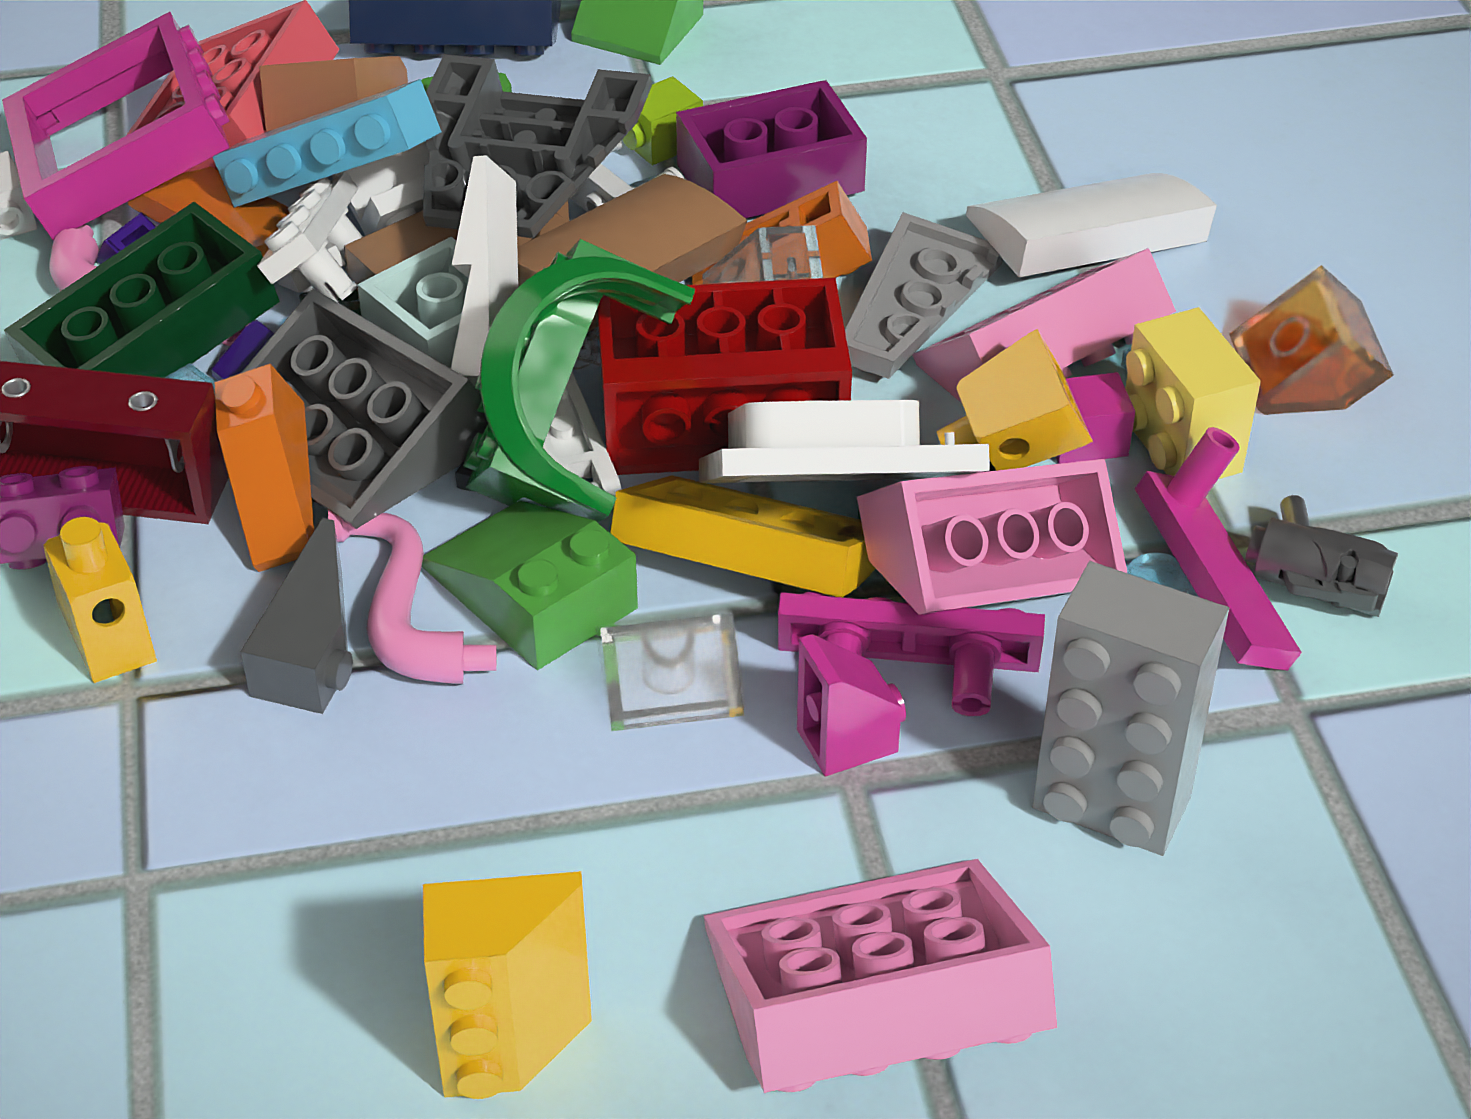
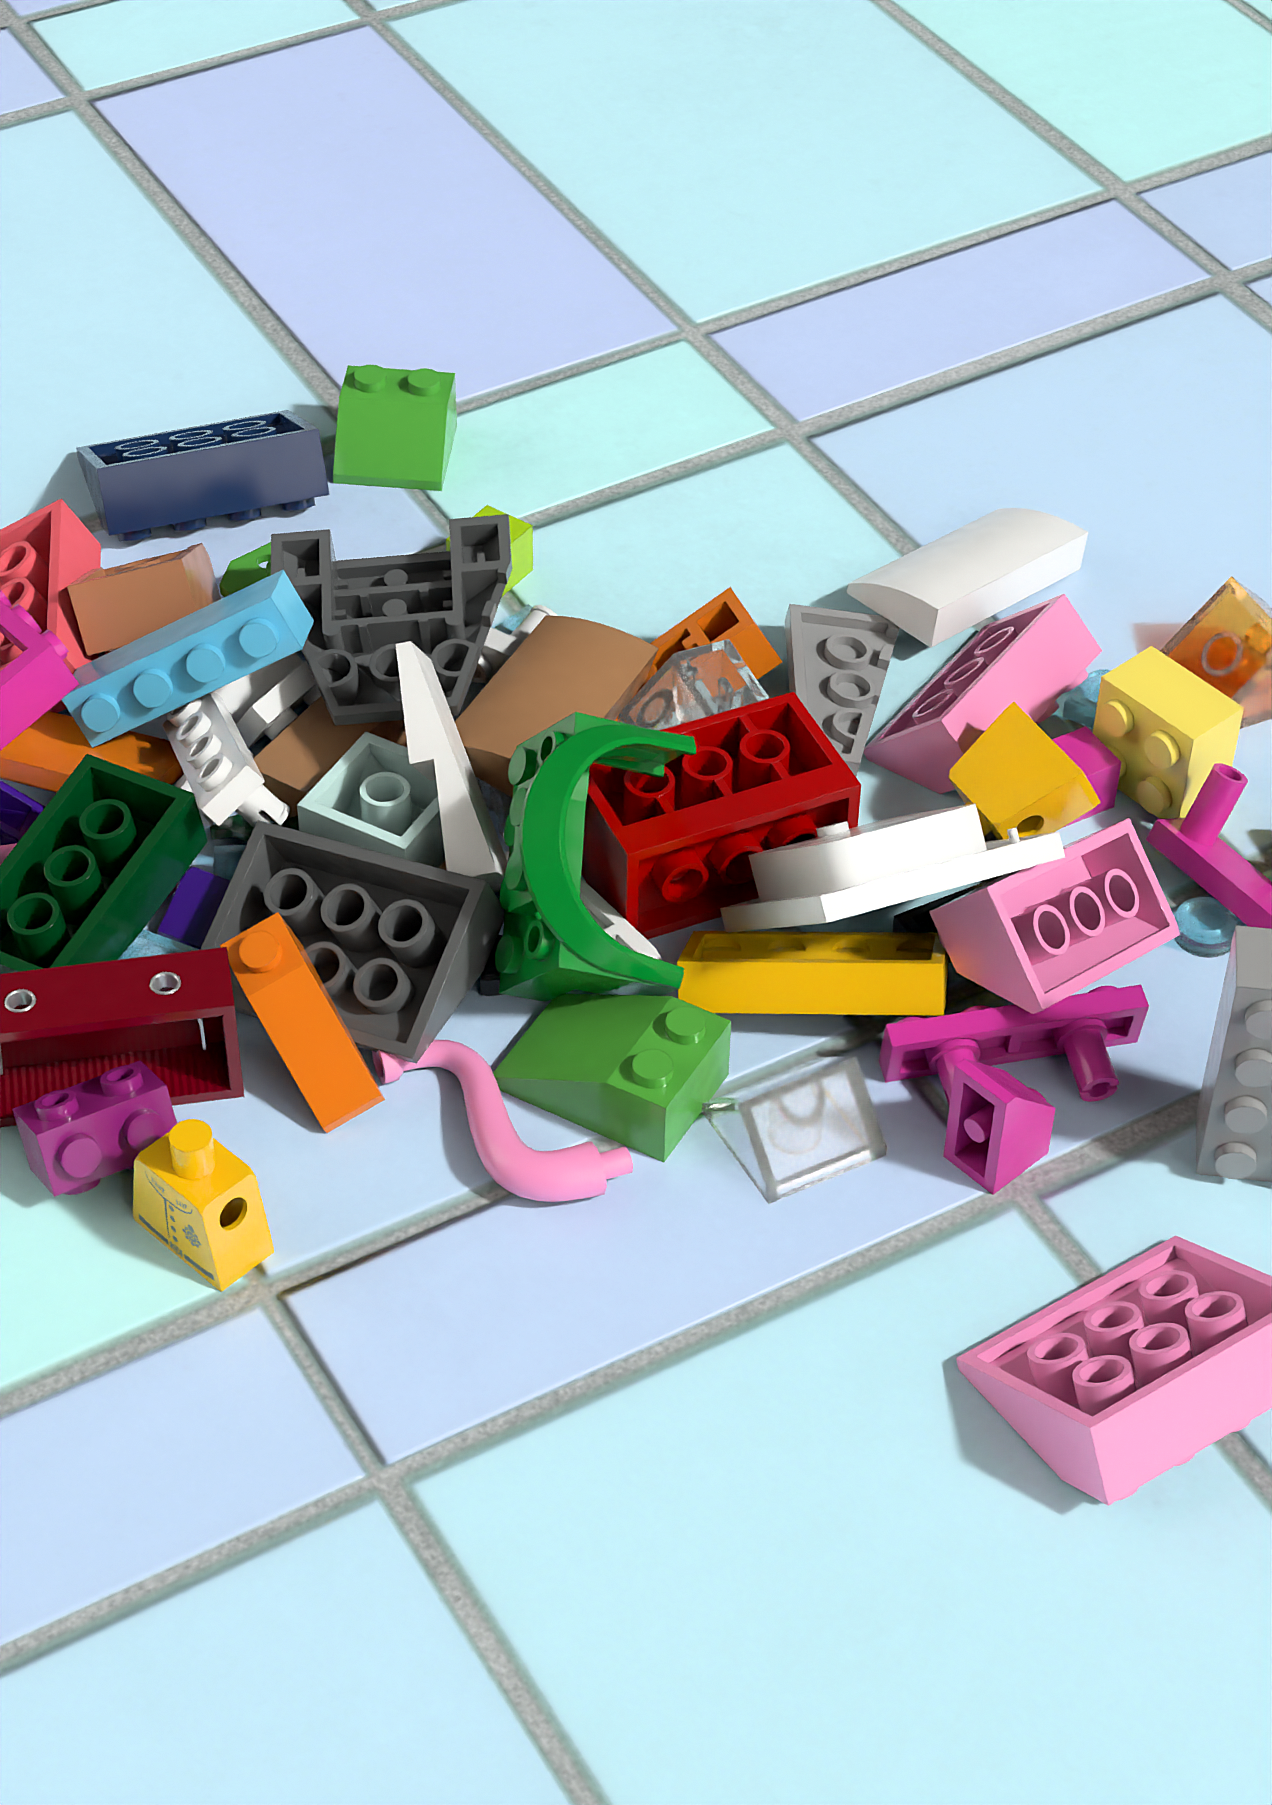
camera: 20 degrees left, 0 degrees up
(301, 640) = (430, 1181): dark grey slope -> none
(504, 977) = (836, 1467): yellow slope -> none
(772, 147) = (629, 561): magenta brick -> none

